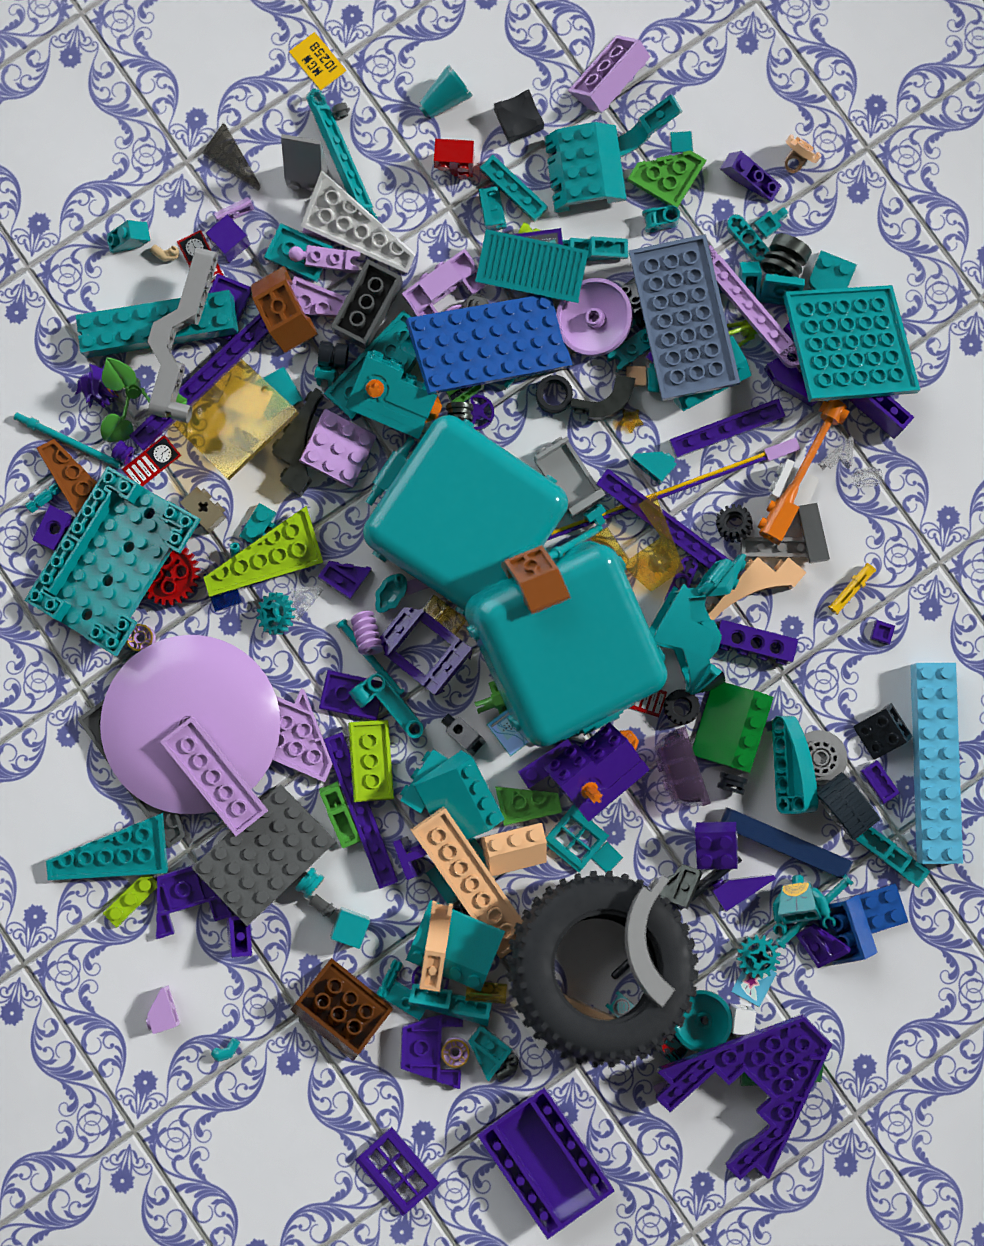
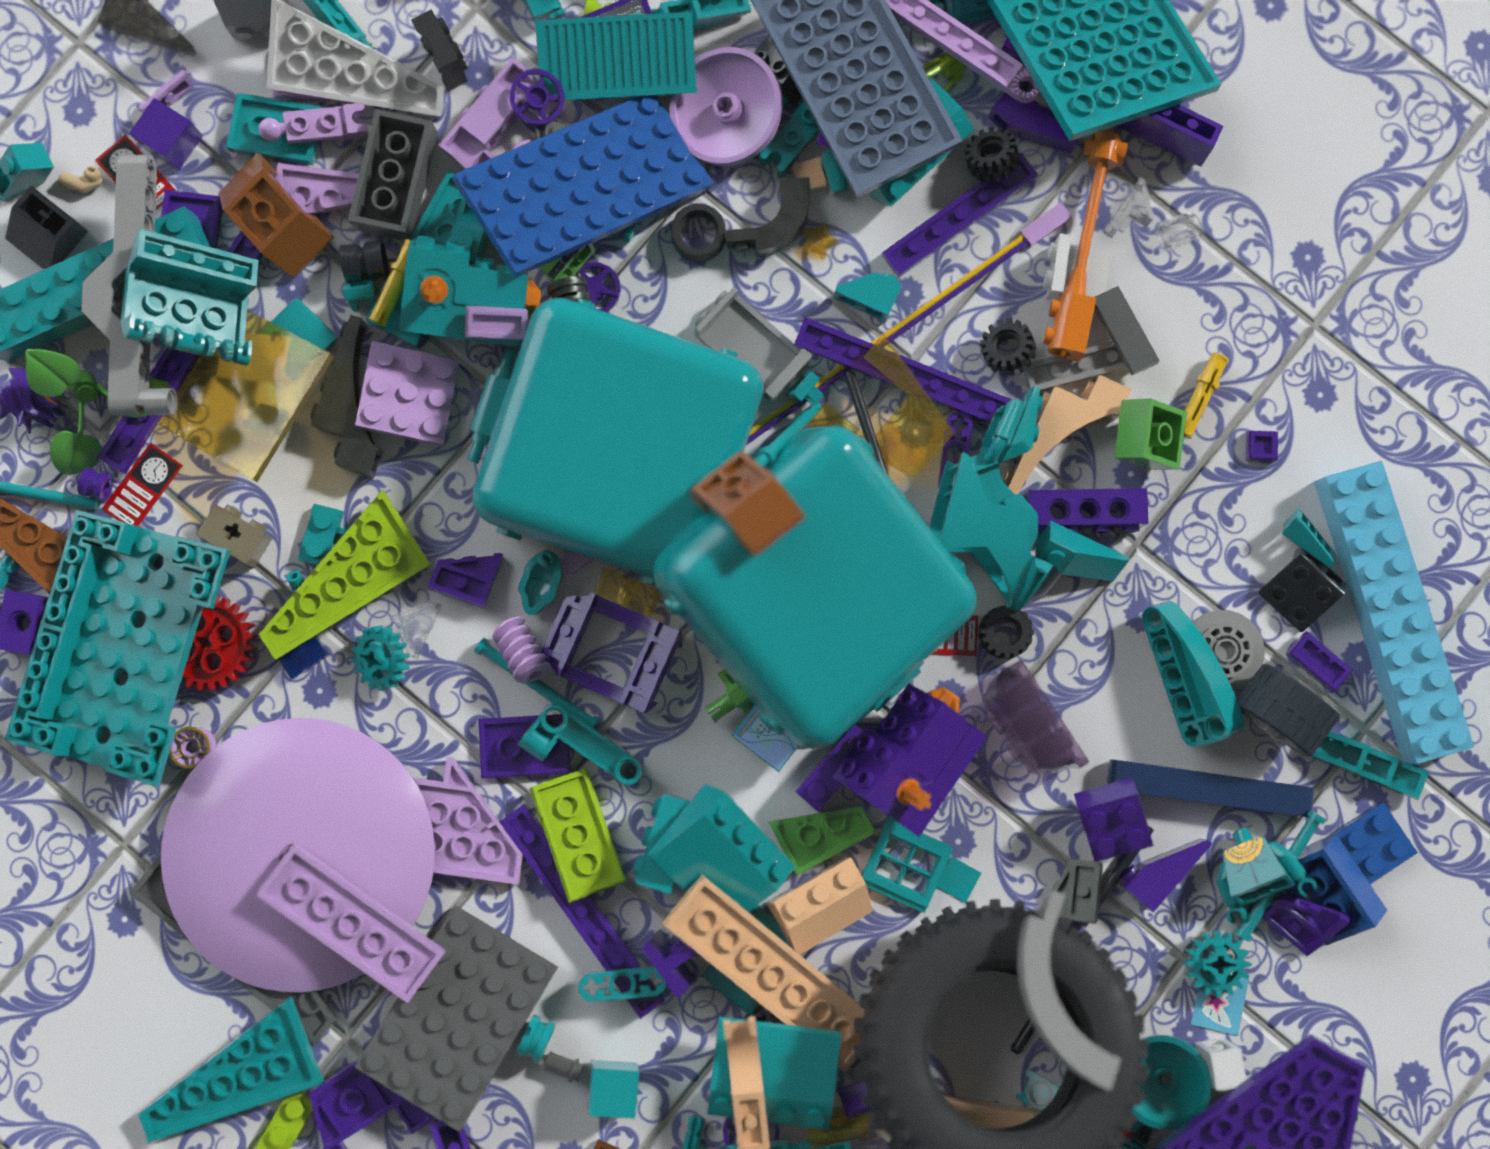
camera: 15 degrees left, 0 degrees up
(132, 279) = (42, 229): none -> black slope
(216, 350) = (188, 297): none -> teal slope
(339, 814) = (553, 925): bright green slope -> none
(347, 377) = (391, 289): none -> yellow pin
(357, 866) = (600, 995): none -> teal beam
(408, 420) = (495, 323): none -> lavender tile
(419, 224) = (445, 52): none -> black brick
(468, 738) = (710, 763): black torso -> none
(473, 279) = (536, 97): none -> dark purple wheel
(499, 978) = (851, 1100): none -> dark purple tile
(628, 547) = (863, 416): none -> black bar
(732, 726) = (1087, 640): green slope -> none
(732, 780) = (1109, 718): black wheel -> none
(741, 669) = (1077, 554): none -> teal slope
(758, 403) = (987, 143): none -> black tyre
(810, 605) = (1150, 434): none -> bright green brick
(895, 700) = (1306, 536): none -> teal slope

